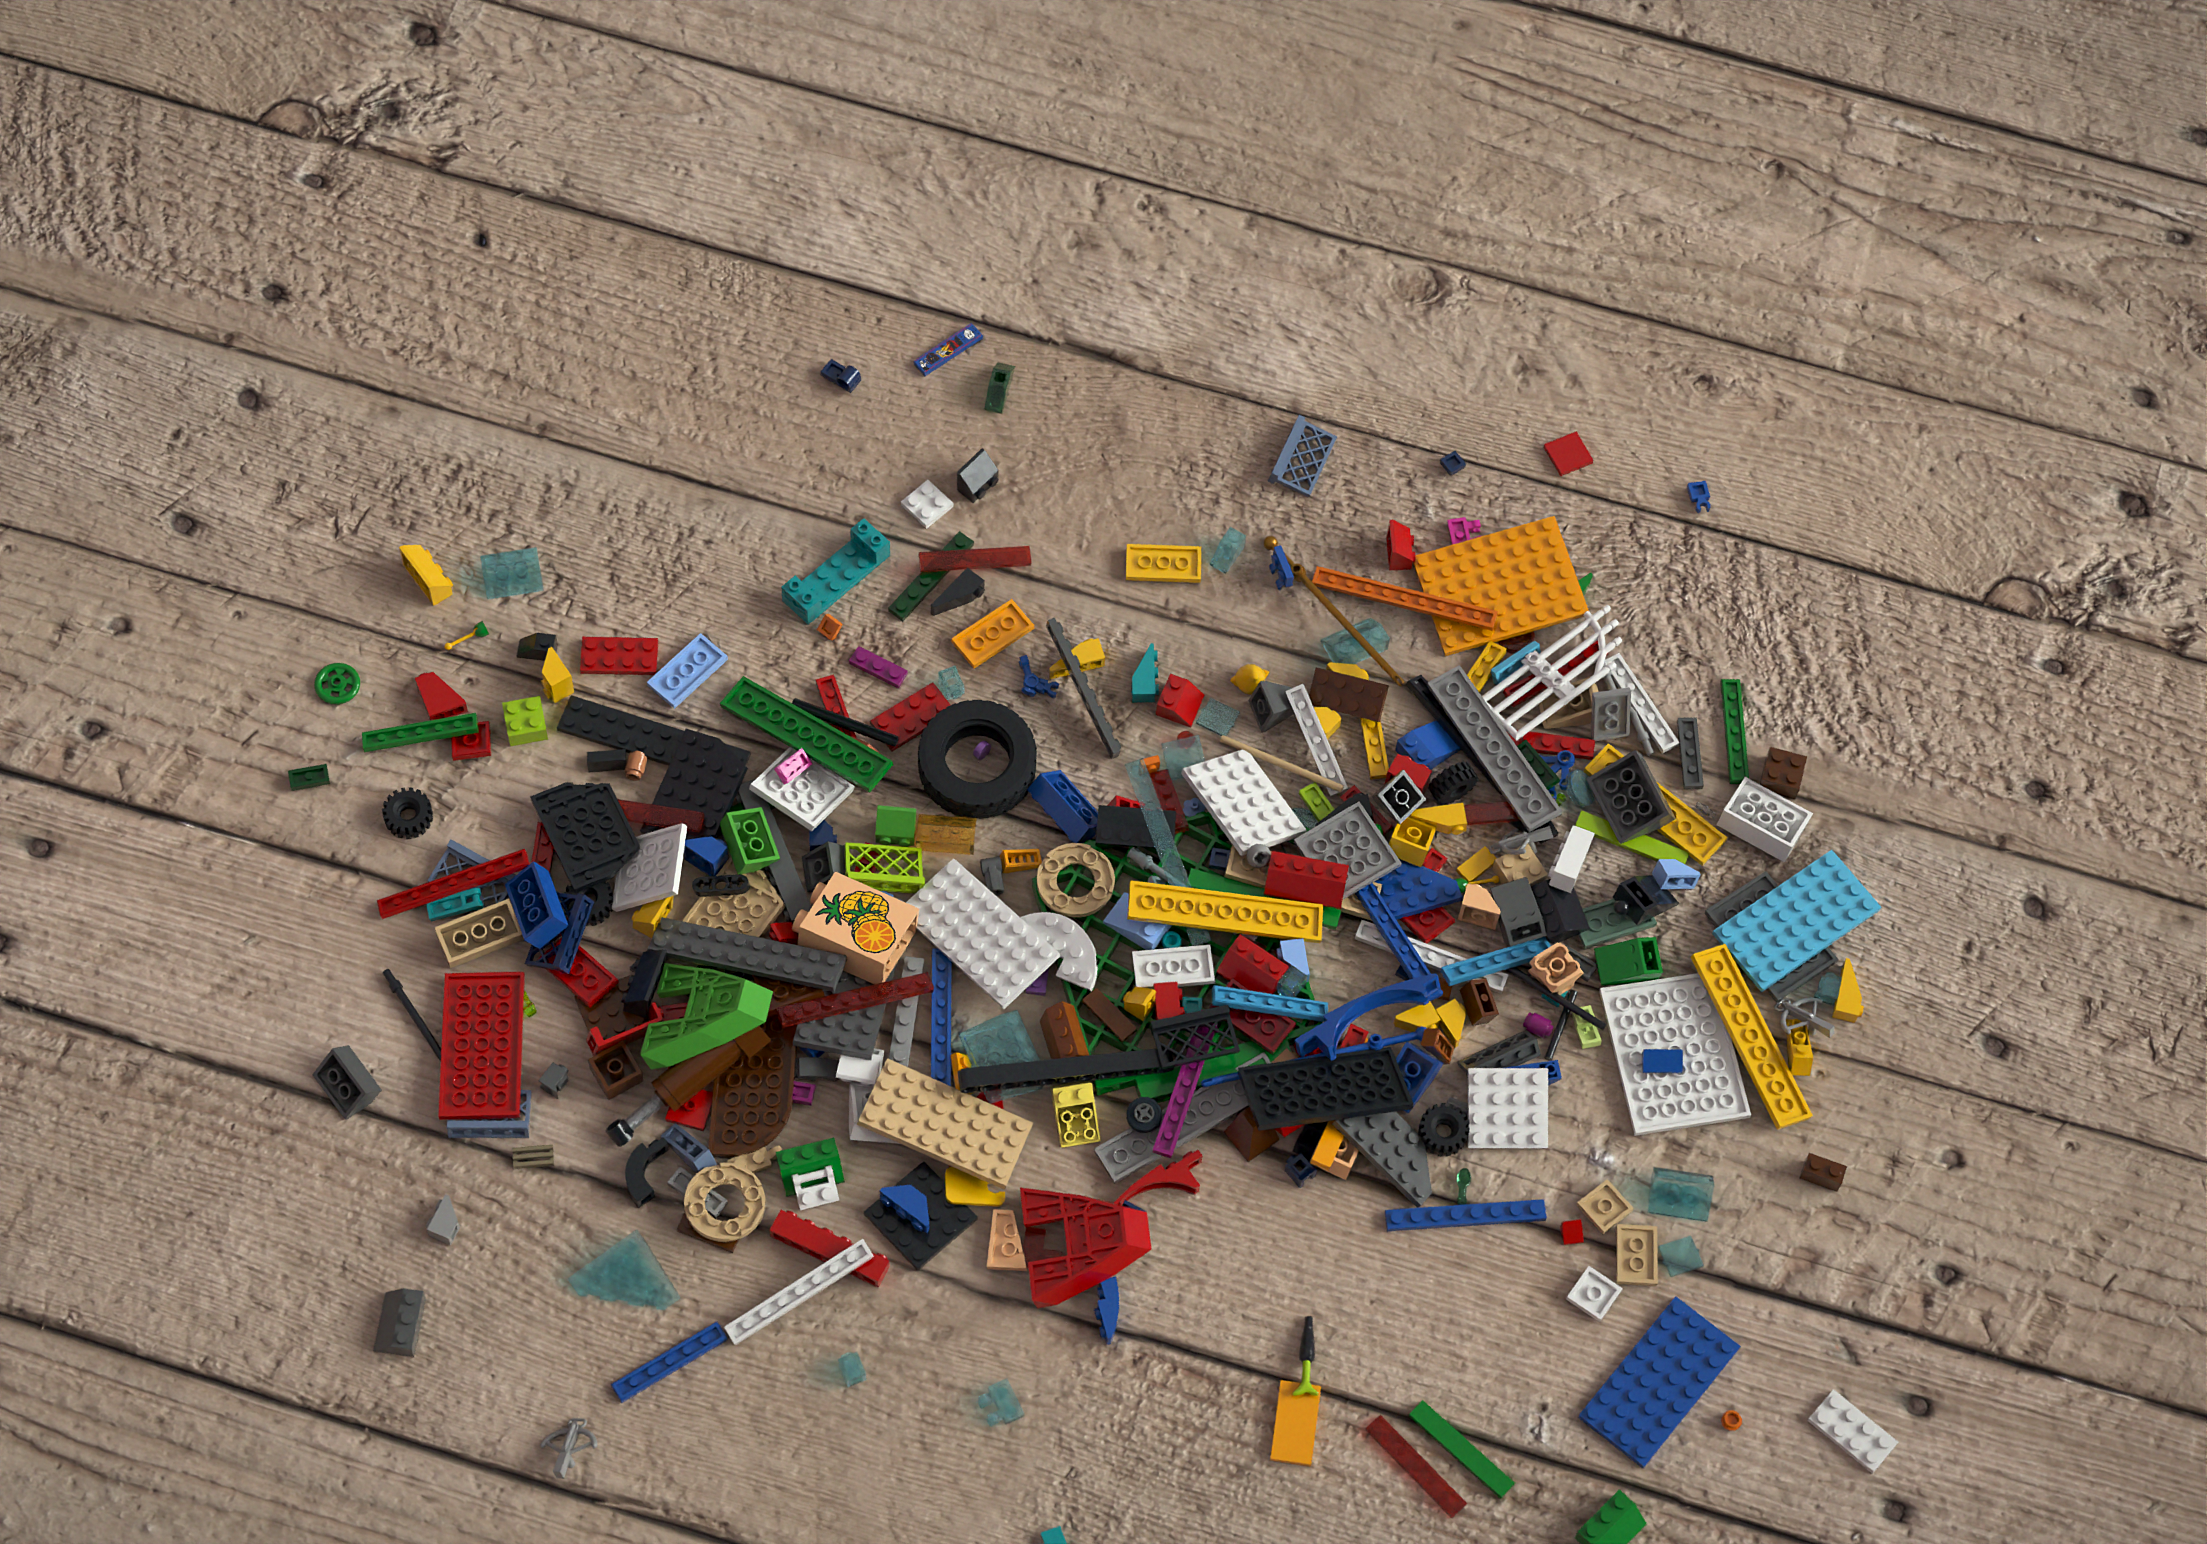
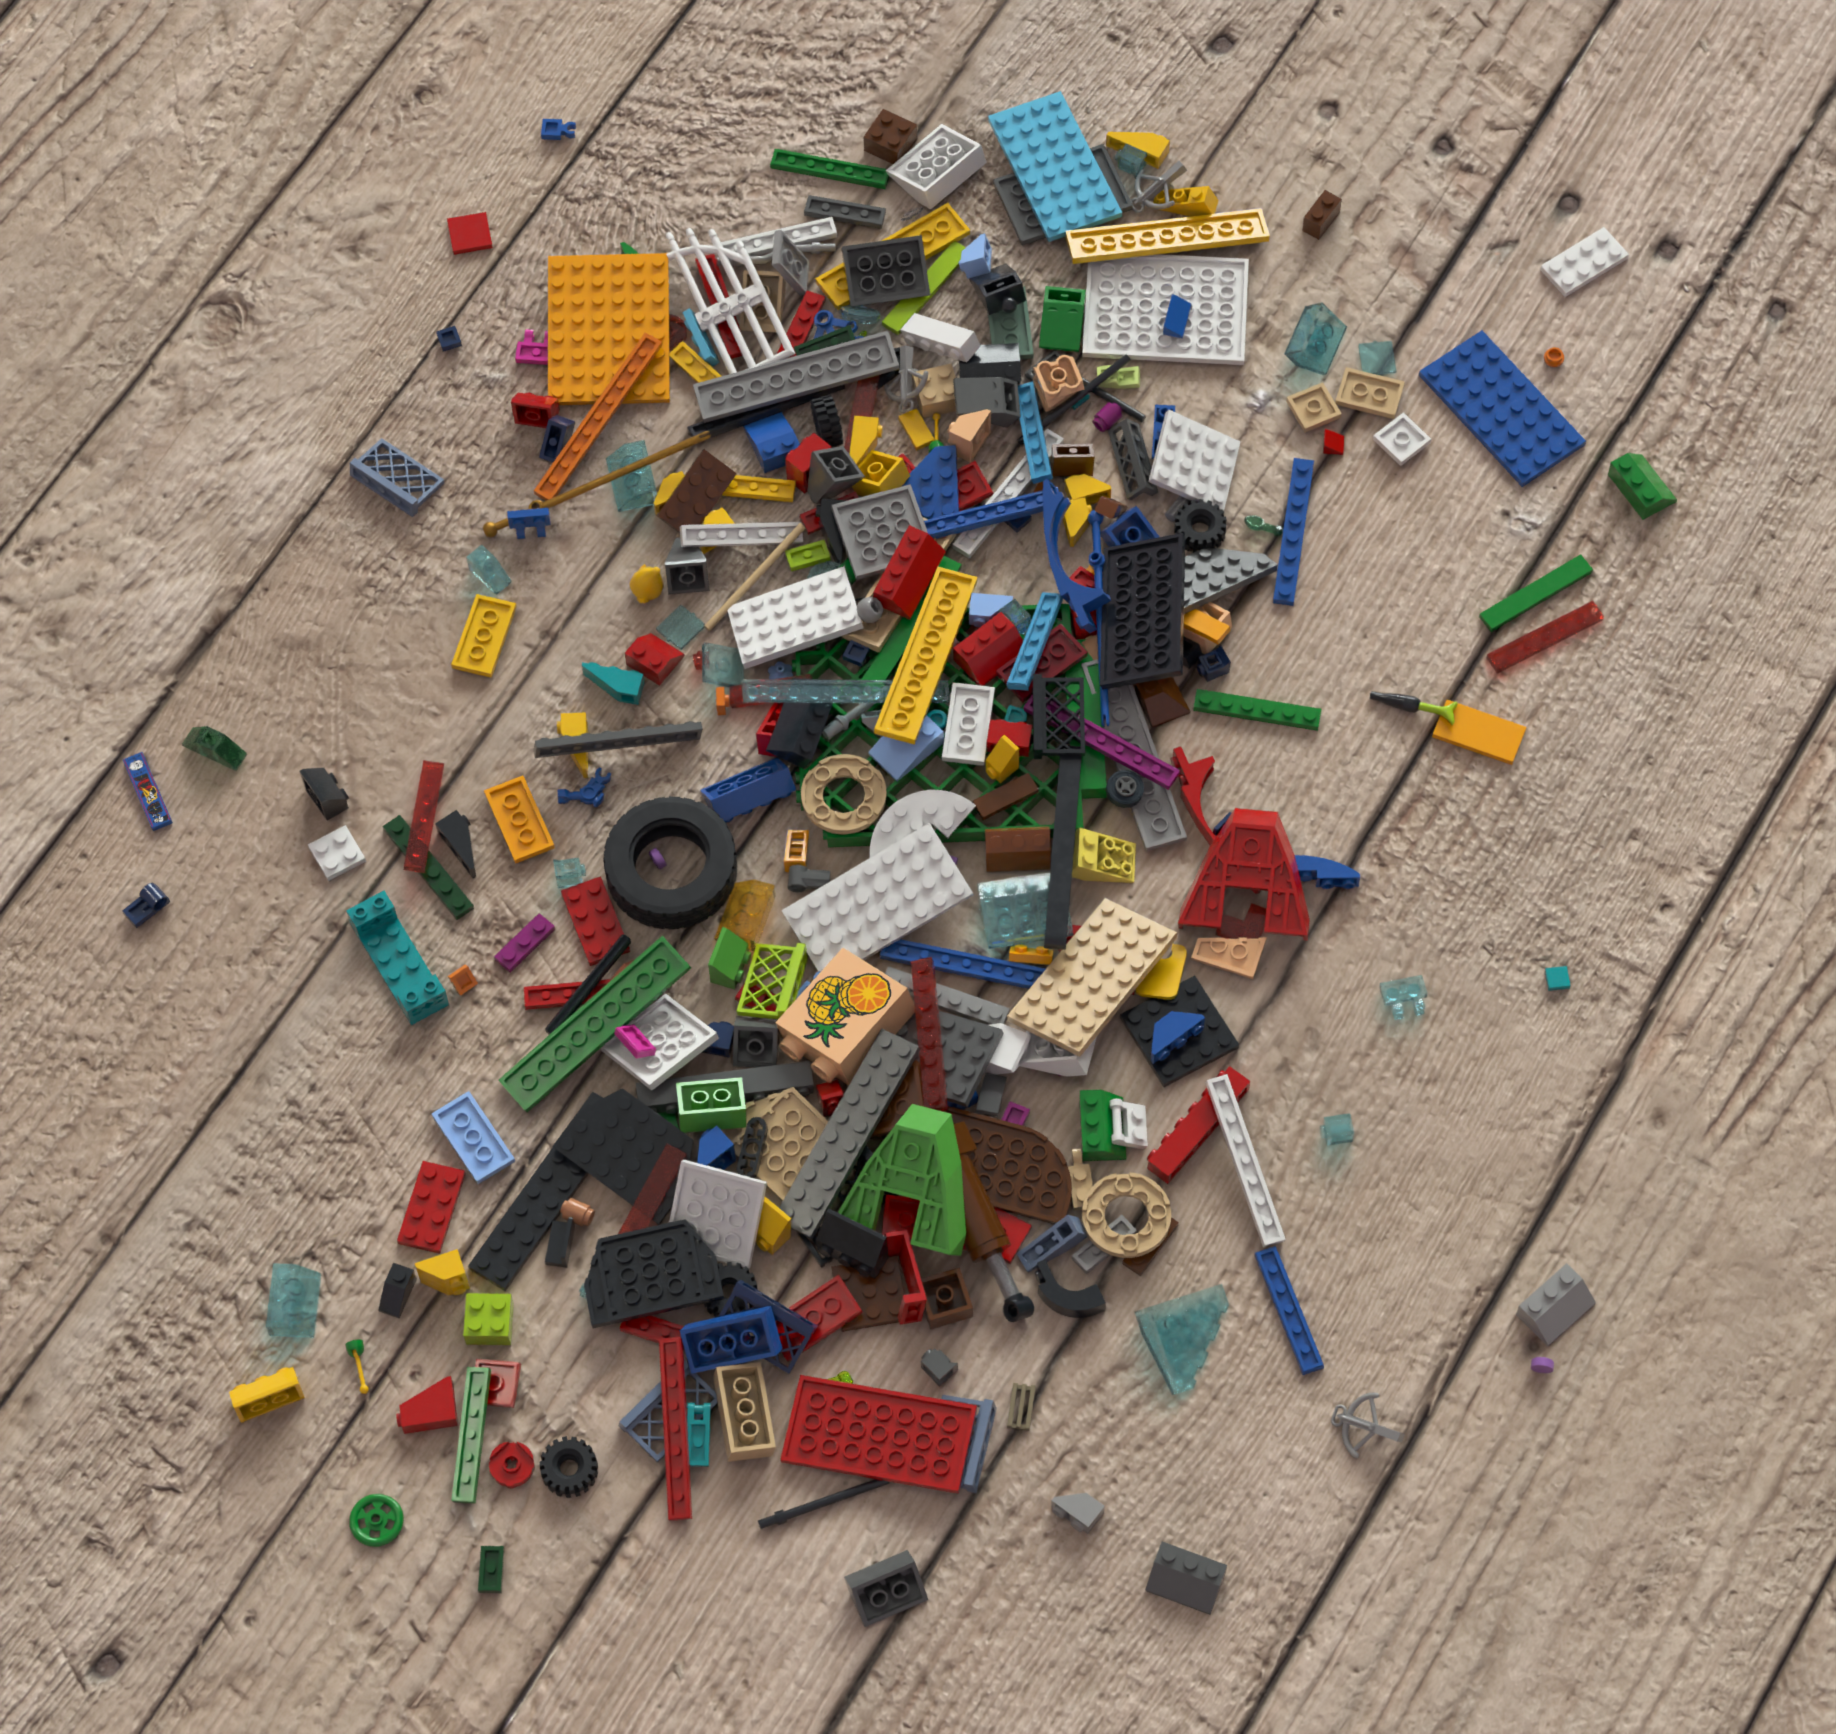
camera: 70 degrees left, 0 degrees up
(402, 760) = (511, 1477): none -> red plate
(1265, 1219) = (1257, 709): none -> green plate
(1378, 569) = (556, 436): none -> dark blue slope

